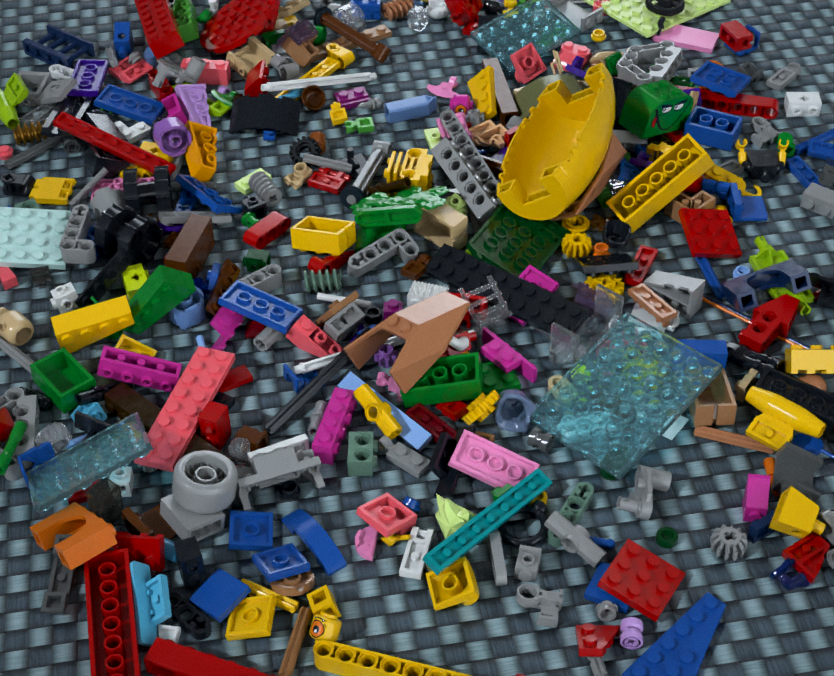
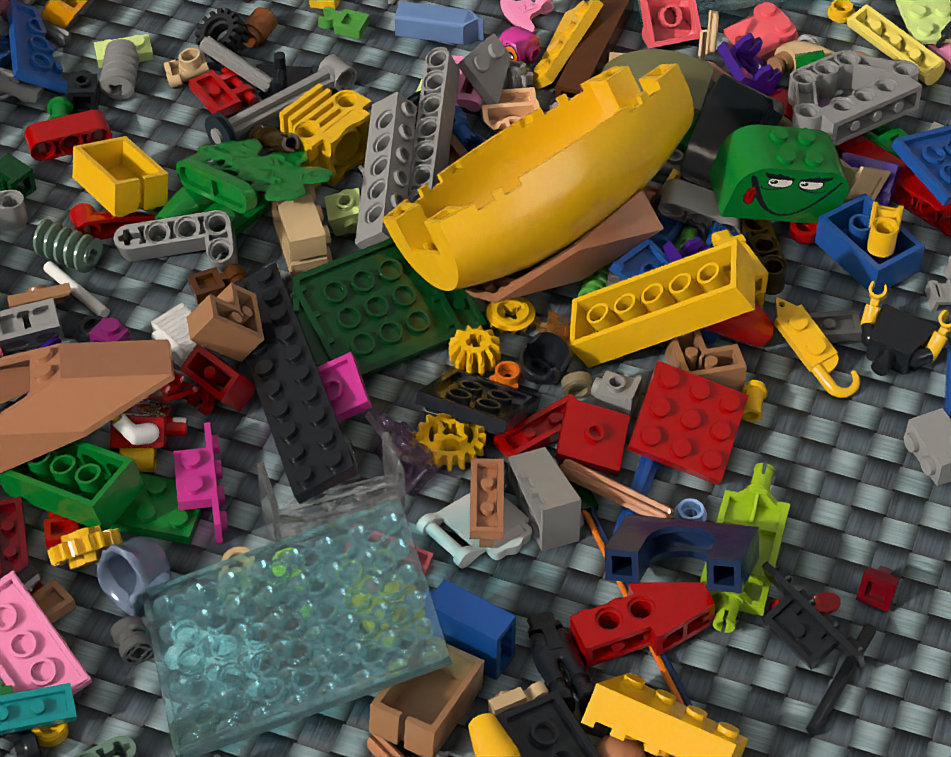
camera: 30 degrees right, 5 degrees up
(455, 274) = (227, 323): none -> medium nougat brick
(465, 116) = (487, 68): none -> light grey wing
(492, 316) = (231, 410): clear plate -> none
(631, 38) = (896, 43): none -> light yellow brick
(638, 240) = (577, 383): none -> dark tan tile
(661, 237) = (617, 392): none -> light grey brick
(669, 258) = (592, 436): none -> red plate
(674, 429) = (347, 716): white sticker -> none
(712, 276) = (615, 491): none -> nougat axle
(719, 188) = (773, 349): blue piece -> none
(722, 115) = (884, 228): none -> yellow piece
(745, 207) = (802, 402): blue bracket -> none

